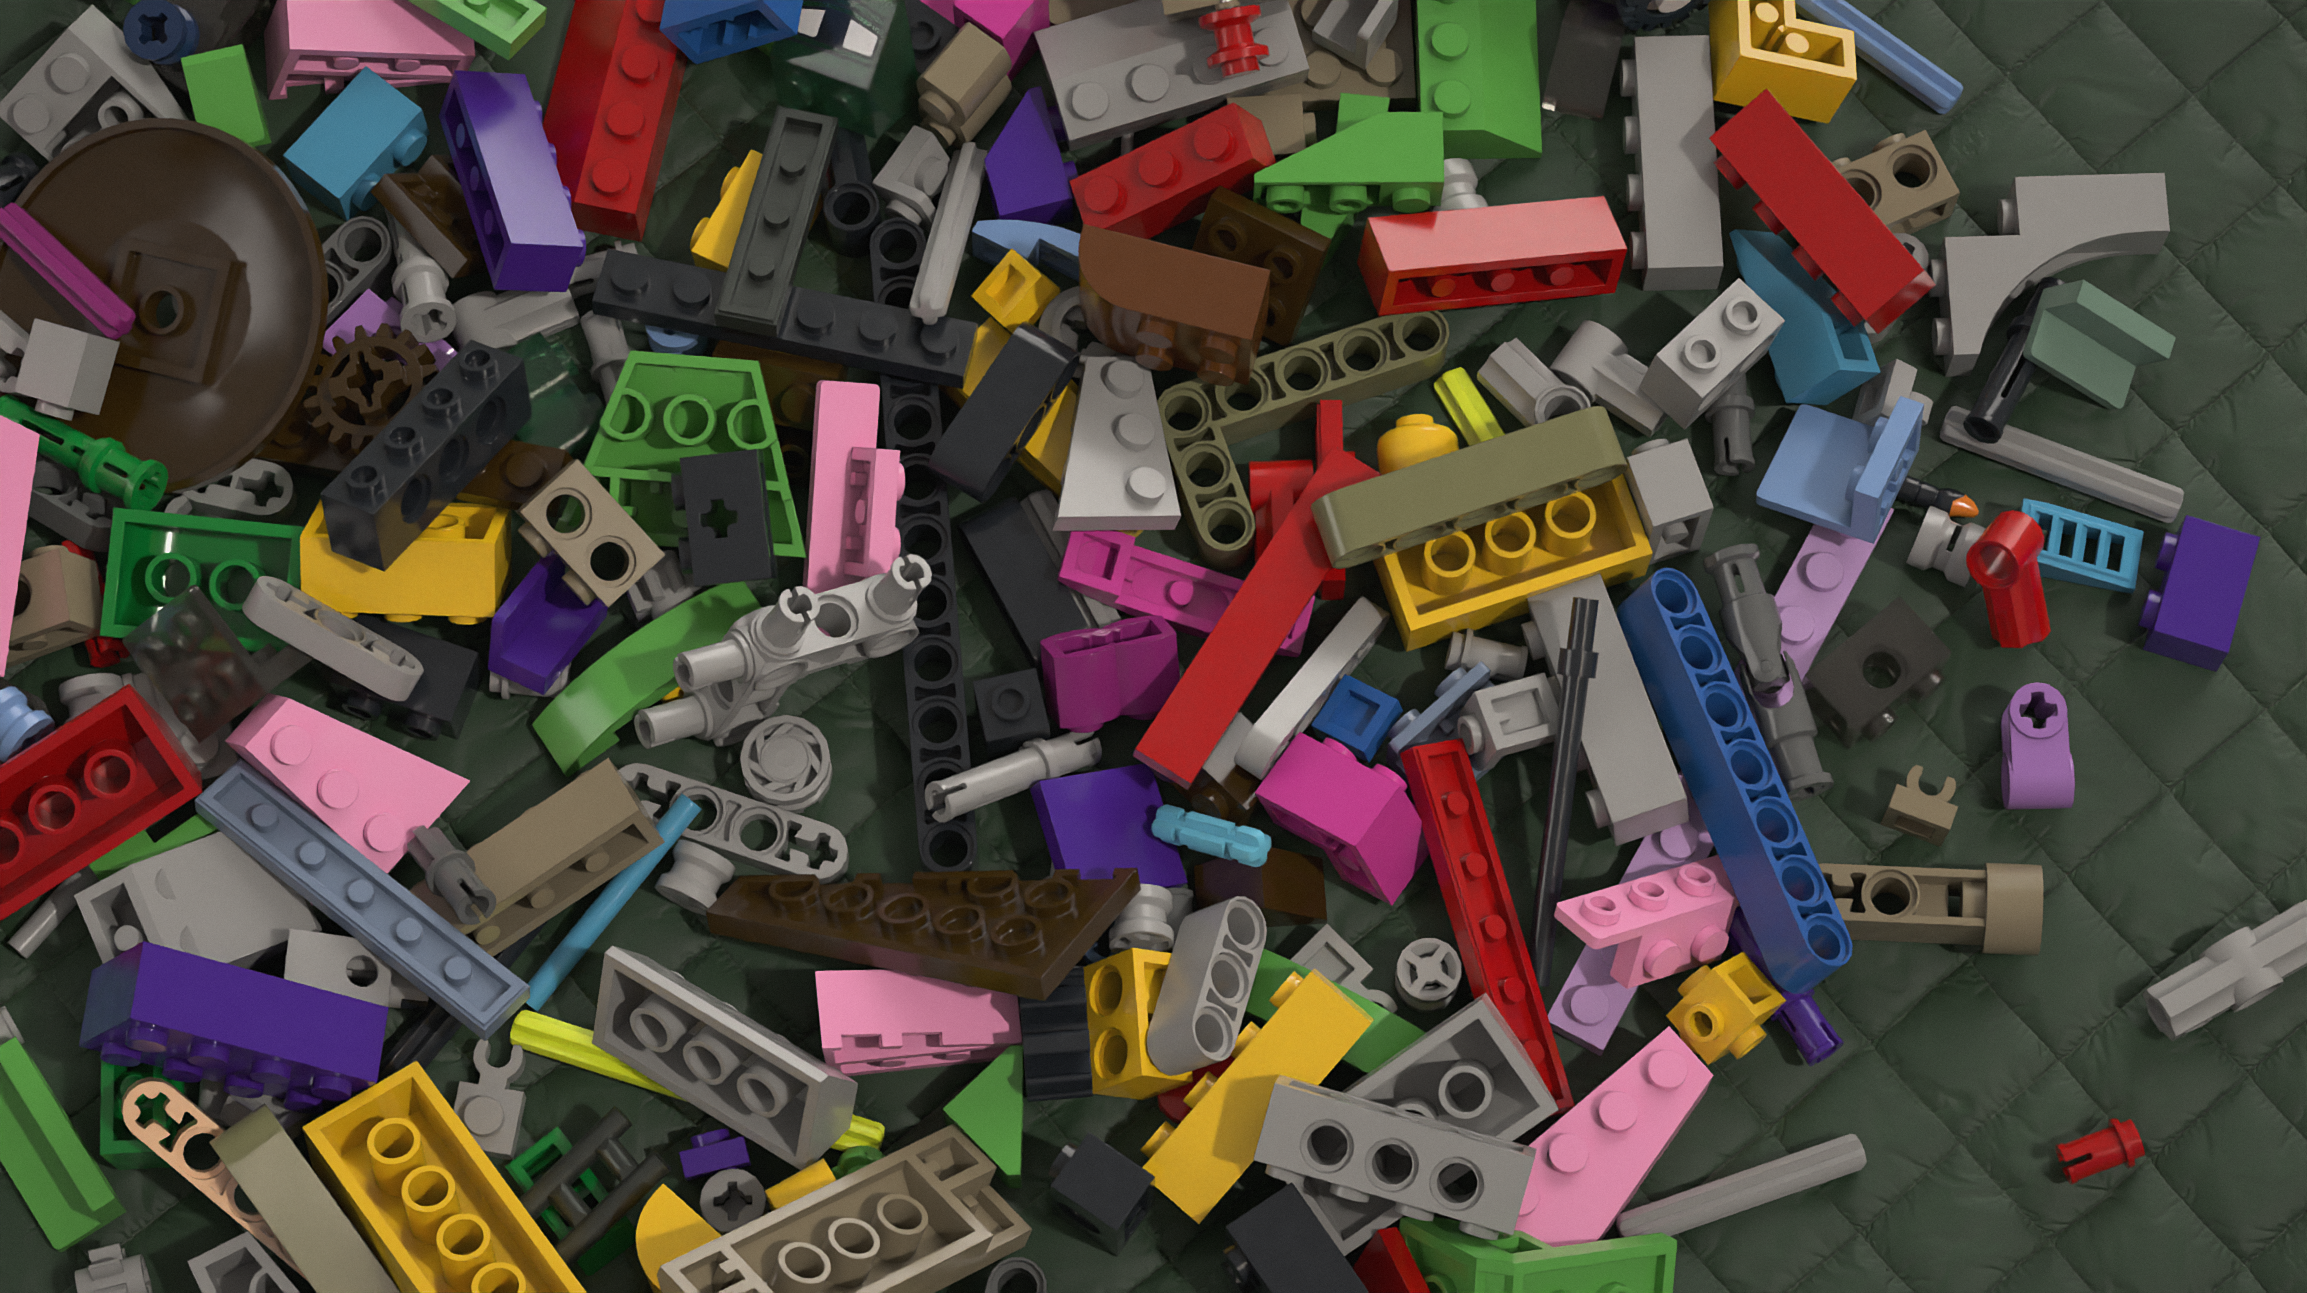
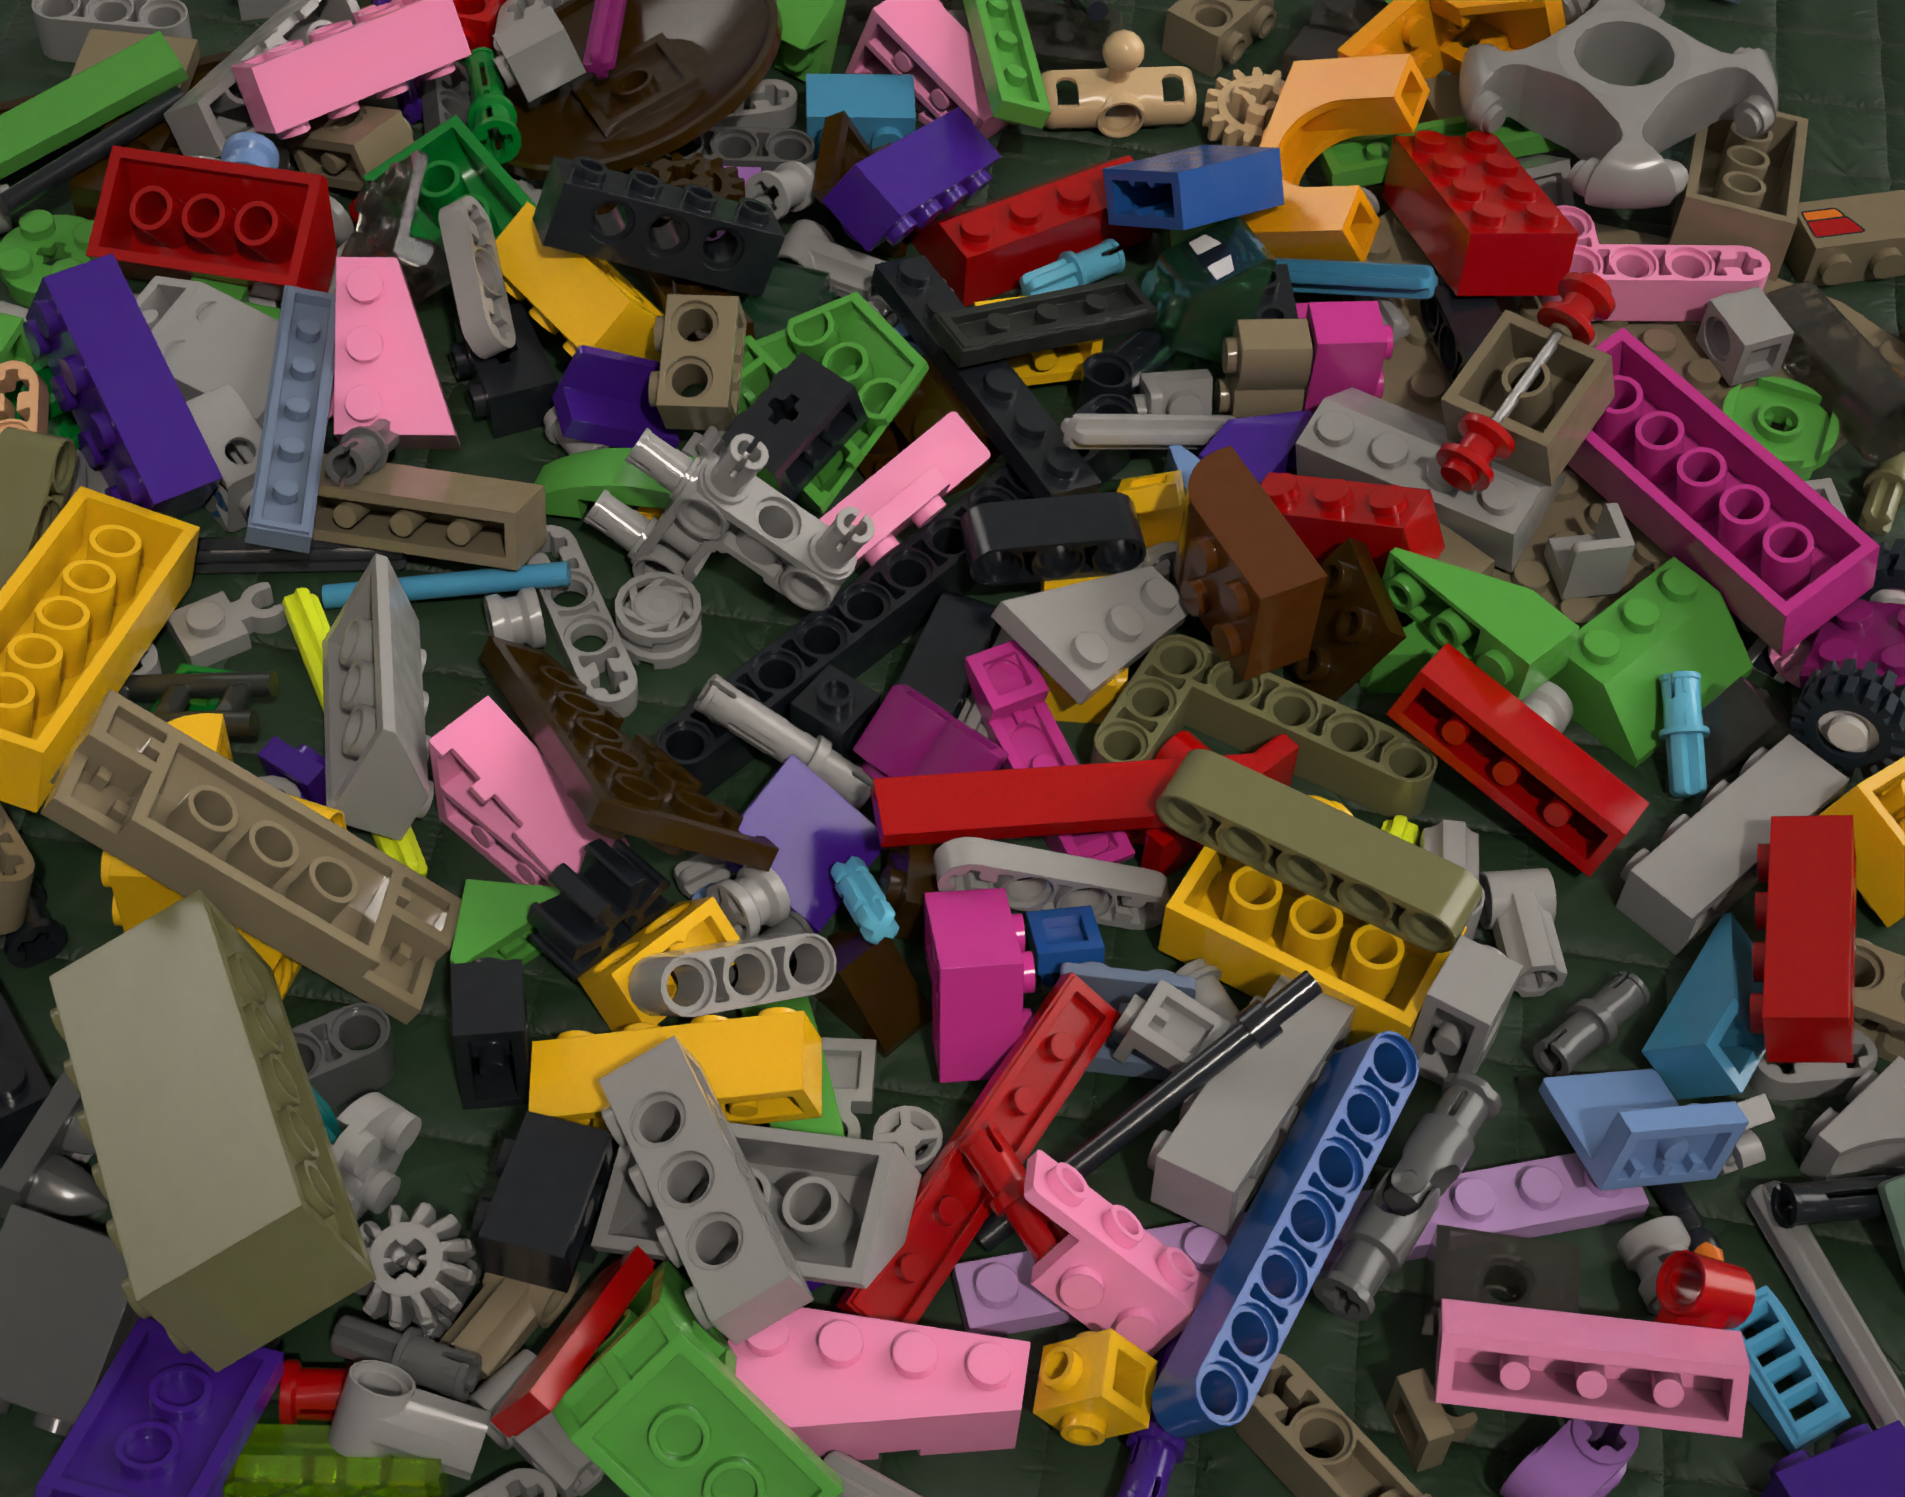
camera: 45 degrees right, 20 degrees down
(694, 126) = (1074, 269): none -> medium azure axle
(1541, 937) = (1005, 1181): none -> red pin
(1559, 103) = (1684, 733): none -> medium azure axle
(1711, 353) = (1614, 951): light grey brick -> none
(1997, 682) = (1592, 1367): none -> bright pink brick

